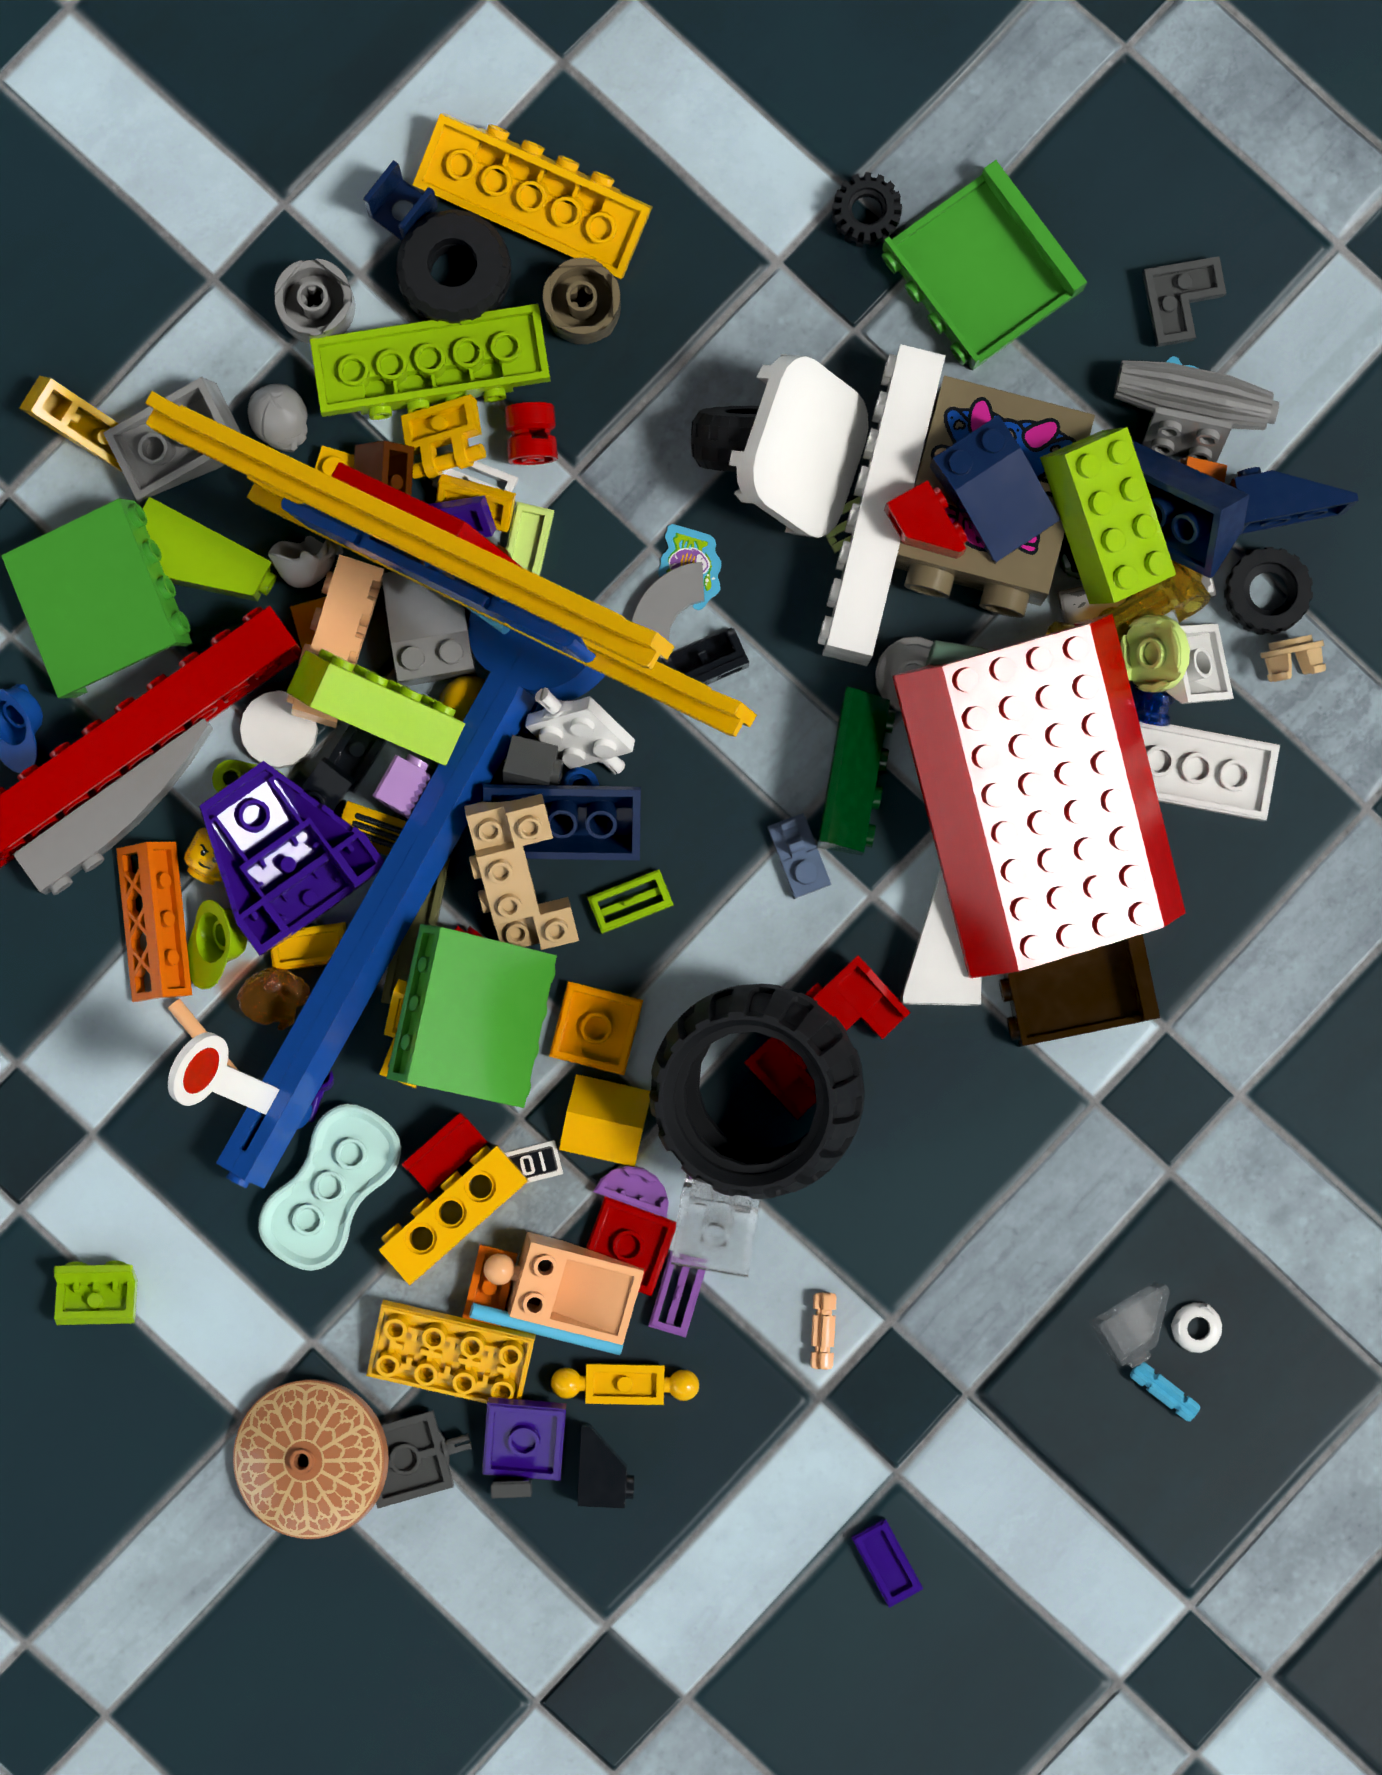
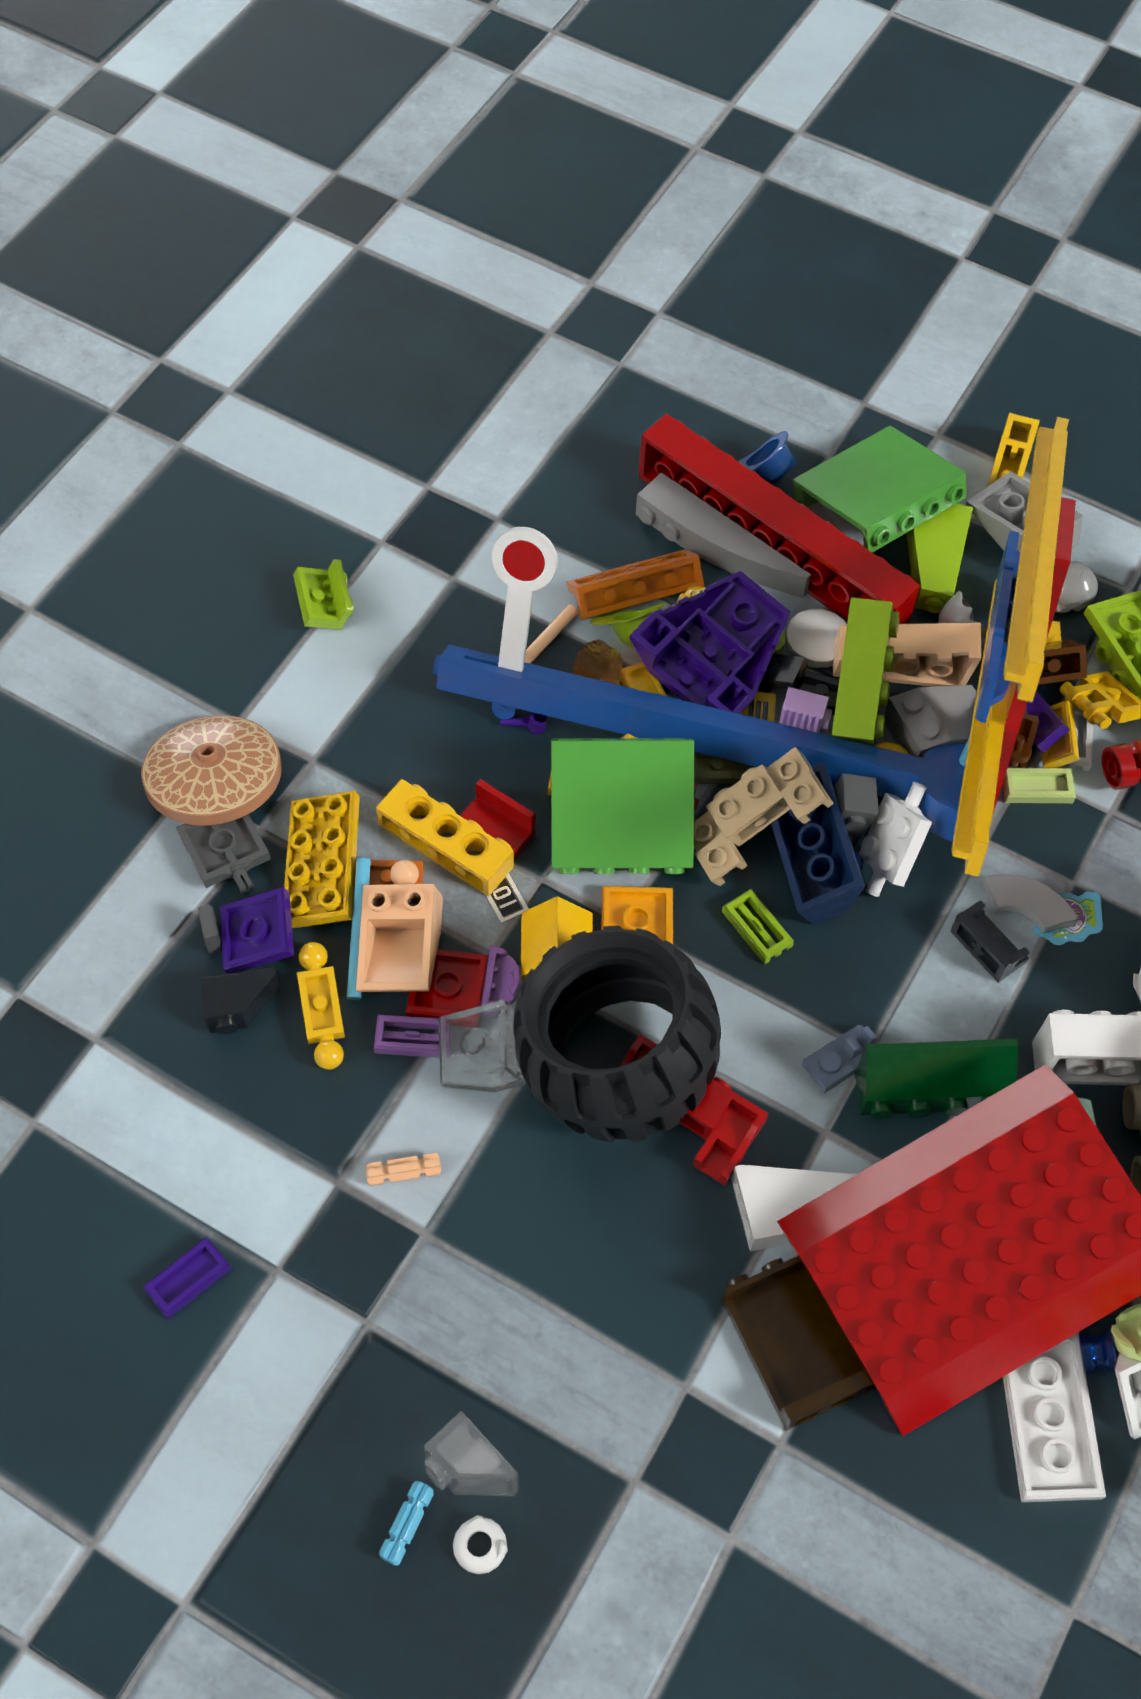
camera: 80 degrees right, 25 degrees down
(345, 1162) = (423, 731): light aqua plate -> none

